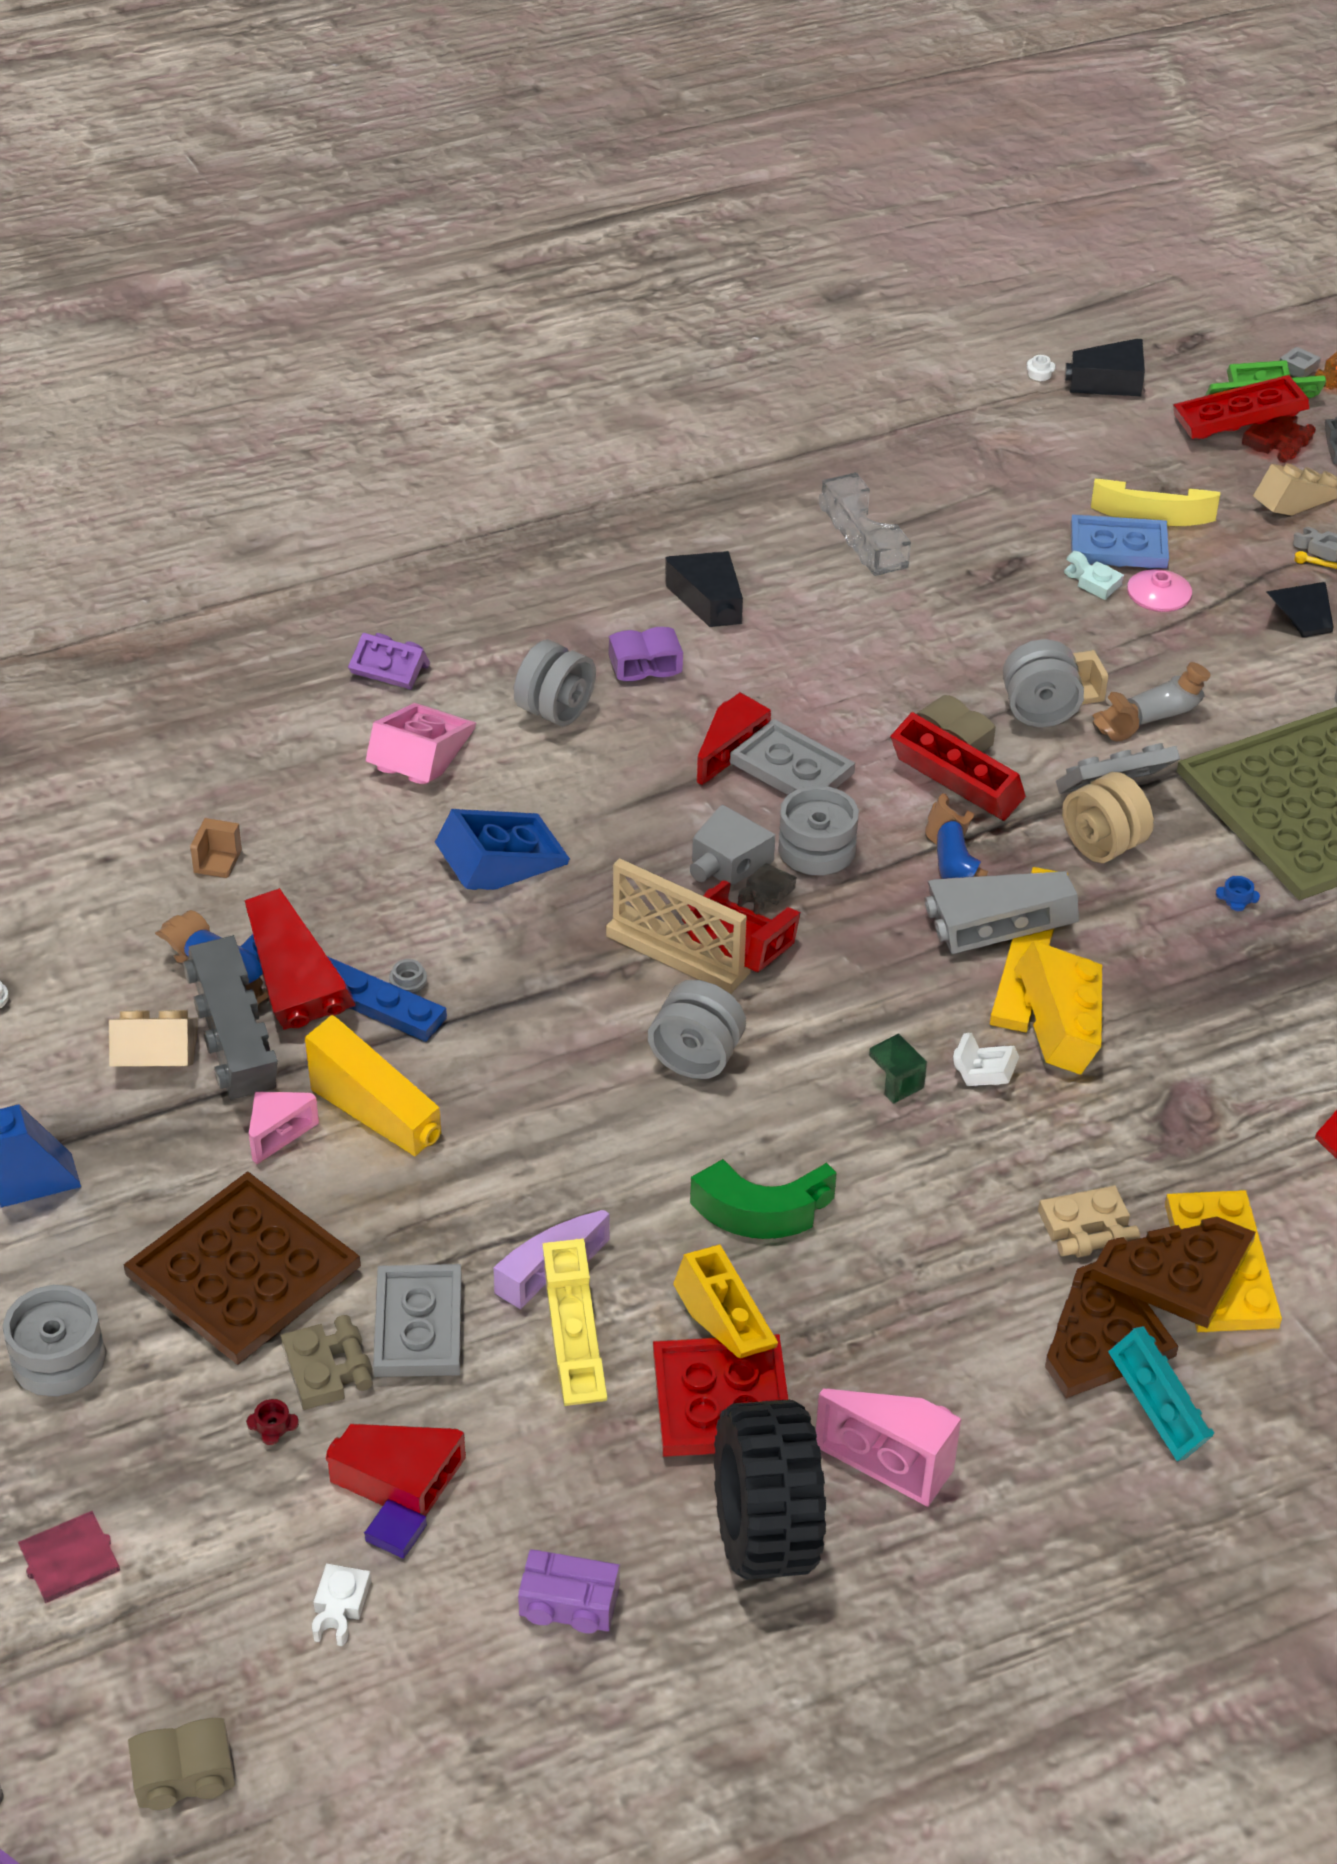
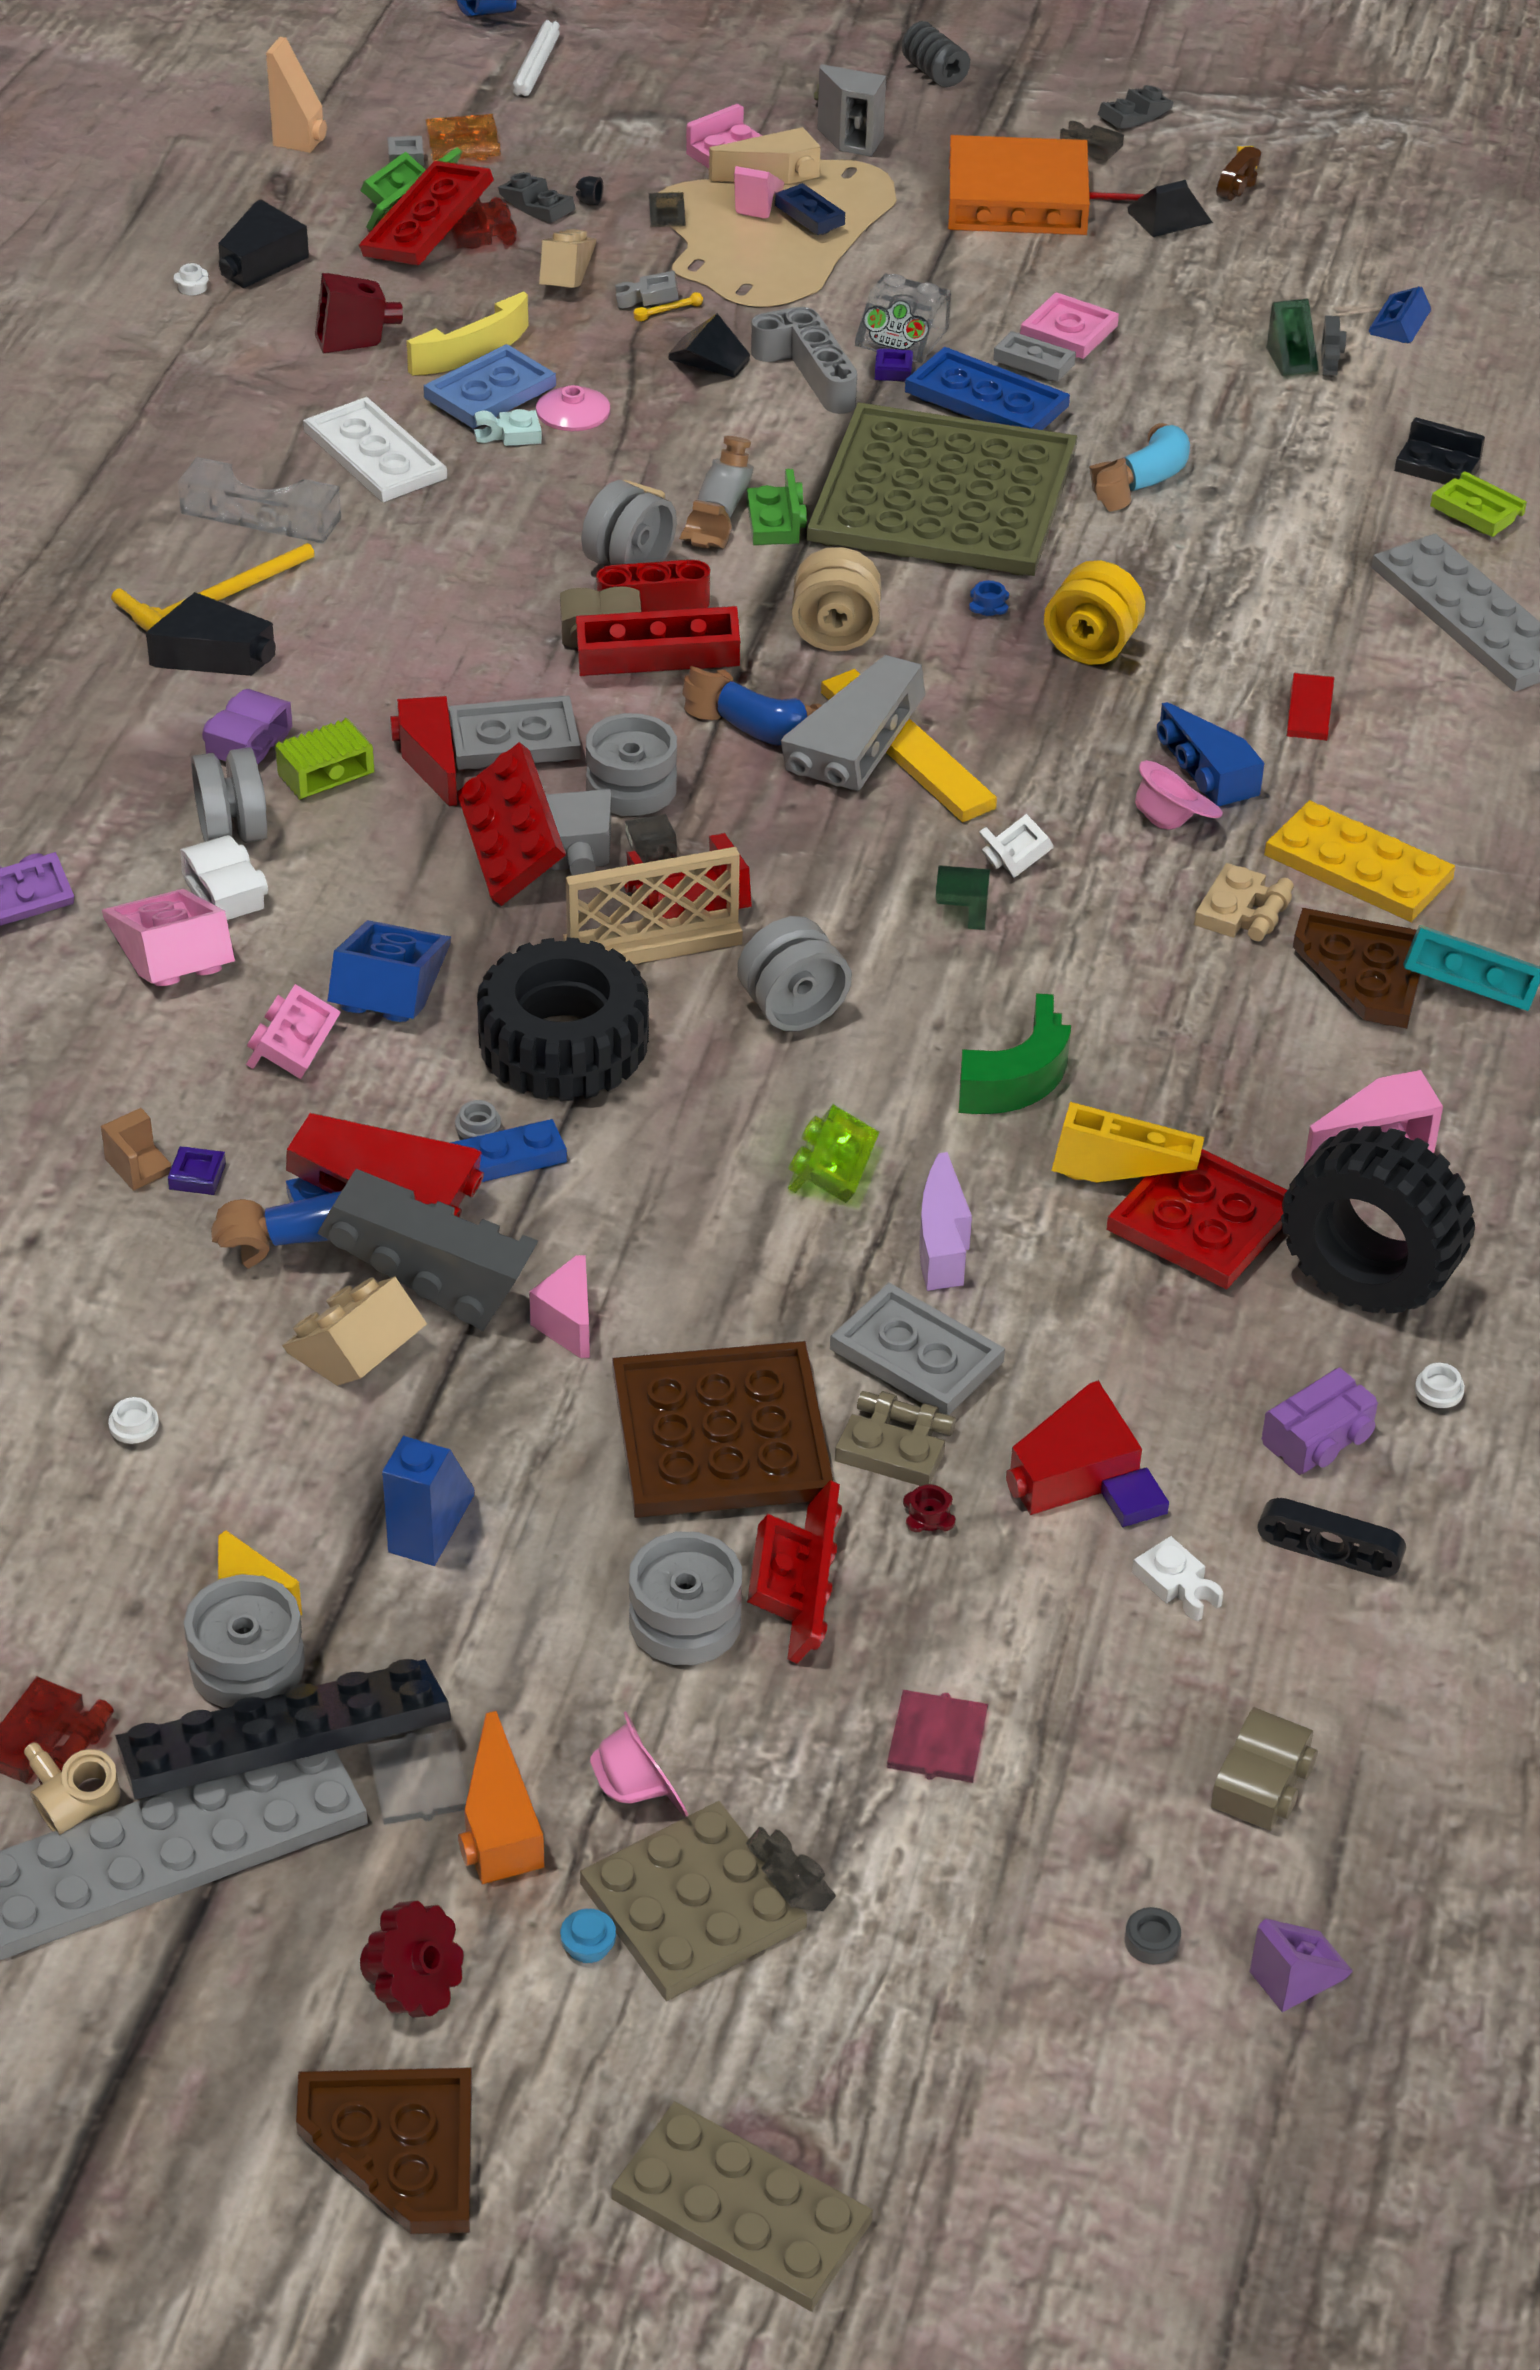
camera: 50 degrees left, 0 degrees up
(140, 1378) = (794, 1568): none -> red bracket
(234, 886) = (196, 1170): none -> dark purple tile
(369, 1088) = (611, 1217): yellow slope -> none
(393, 846) = (295, 1031): none -> bright pink bracket
(457, 1669) = (1362, 1558): none -> black beam
(495, 730) = (223, 876): none -> white brick
(538, 983) = (569, 1055): none -> black tyre
(561, 1162) = (834, 1153): none -> clear neon green bracket
(573, 1322) = (1032, 1256): light yellow slope -> none
(658, 701) = (324, 758): none -> lime brick
(688, 1645) = (1440, 1385): none -> white plate
(690, 813) = (510, 823): none -> red plate
(773, 565) = (148, 616): none -> yellow bar
(990, 538) = (375, 449): none -> white tile
(1021, 734) = (662, 584): none -> red beam
(1065, 1002) = (1016, 757): yellow wedge -> none
(1093, 442) = (352, 313): none -> dark red torso
(1141, 1109) = (1169, 799): none -> bright pink piece
(1144, 763) = (786, 555): light grey plate -> none
(1177, 1267) = (1364, 877): reddish brown plate -> none
(1187, 734) = (777, 512): none -> bright green bracket
(1219, 1110) = (1215, 758): none -> blue slope
(1252, 286) = (293, 102): none -> light nougat slope
(1275, 948) = (1094, 612): none -> yellow wheel

